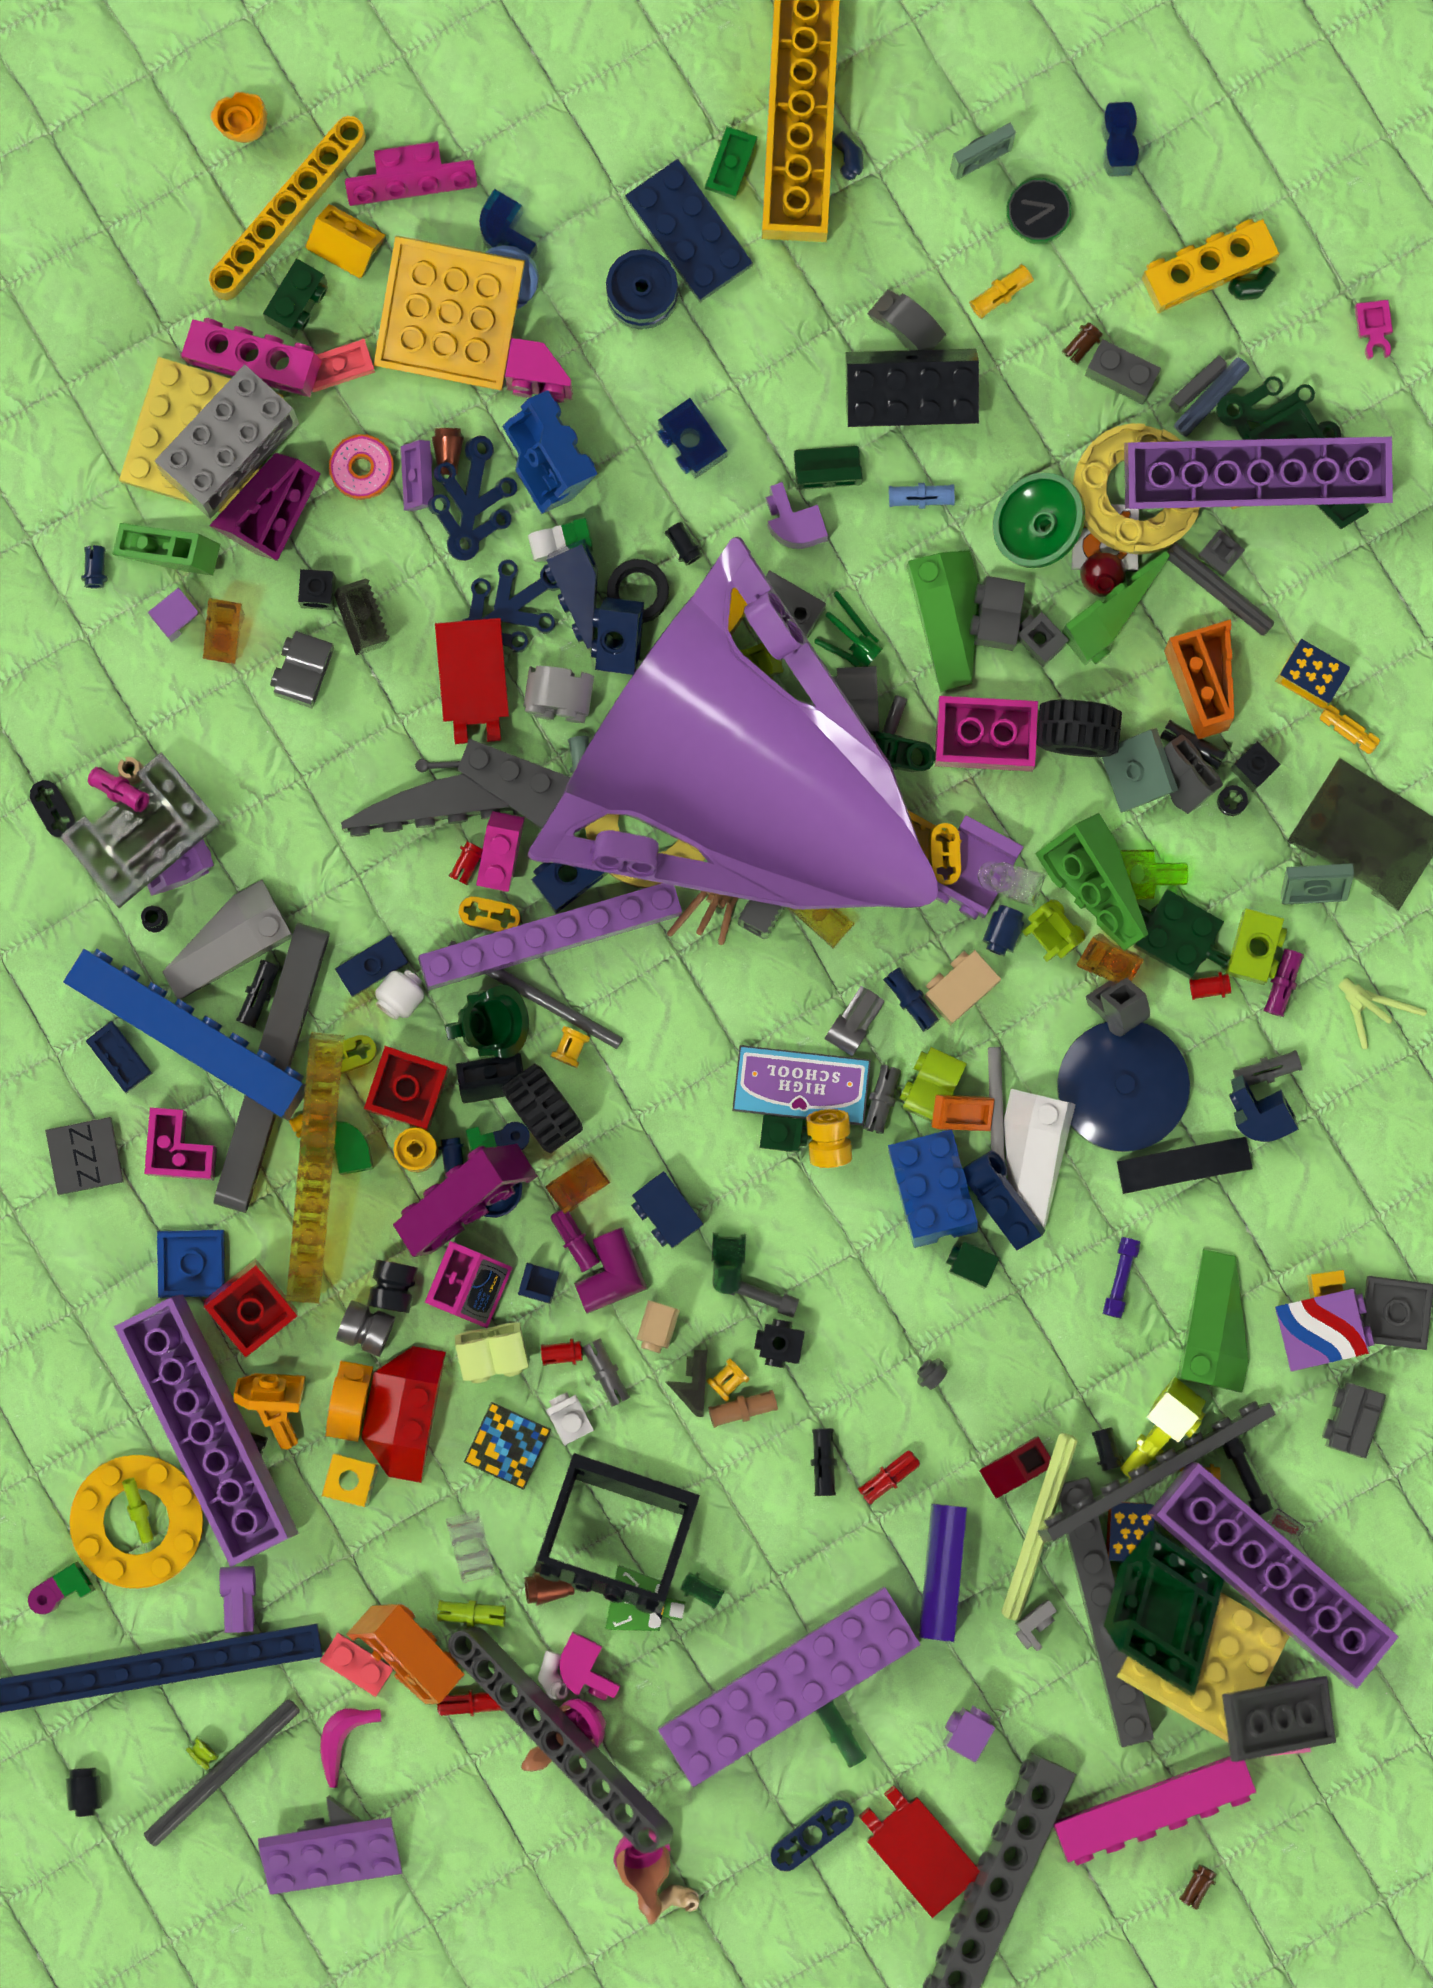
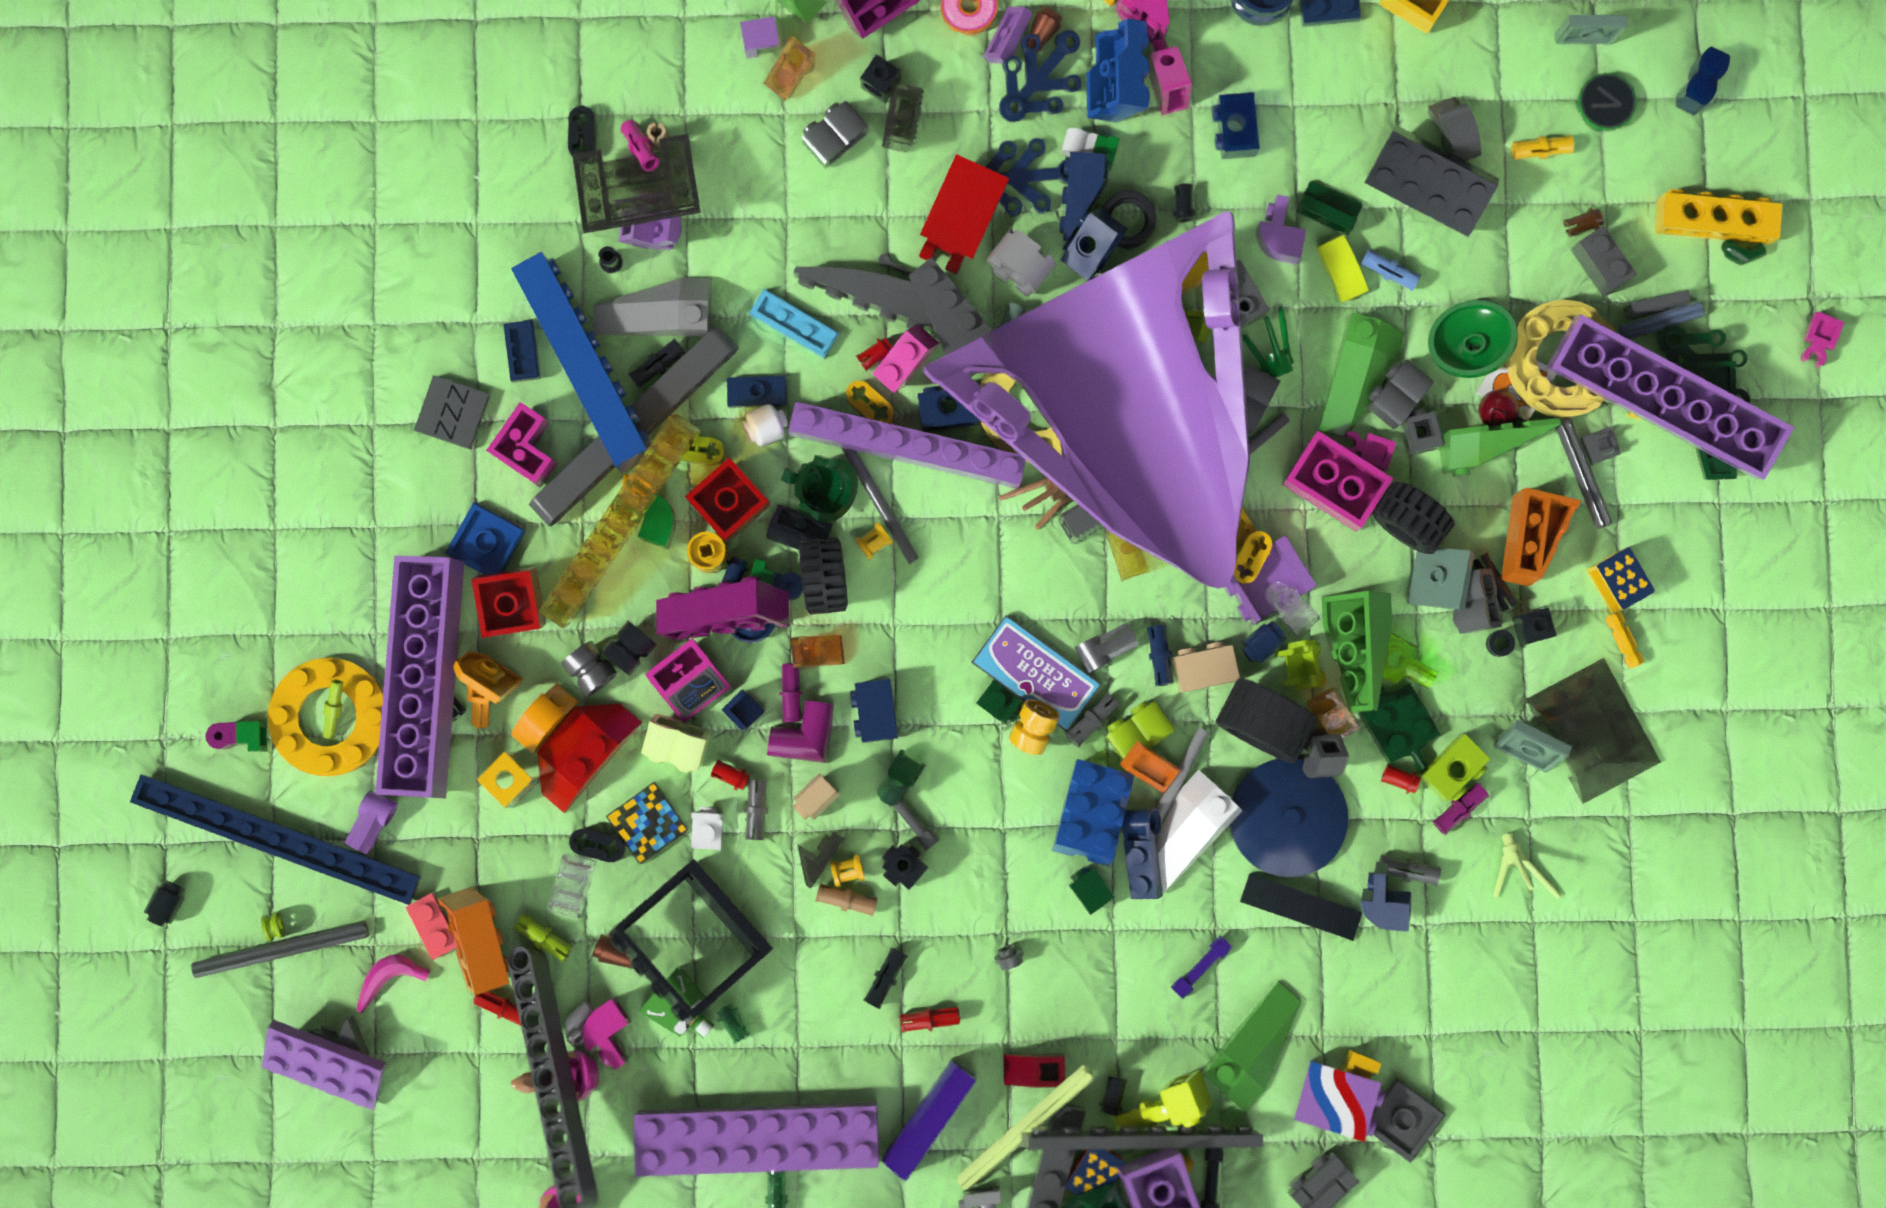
camera: 30 degrees right, 0 degrees up
(369, 878) = (794, 323): none -> medium azure tile
(475, 1502) = (595, 852): none -> black beam
(598, 429) = (1169, 77): none -> dark pink torso
(874, 521) = (1343, 268): none -> neon yellow slope
(899, 751) = (1261, 456): dark green piece -> none
(1004, 682) = (1373, 449): none -> dark pink plate
(1048, 1004) = (1266, 720): none -> black tyre

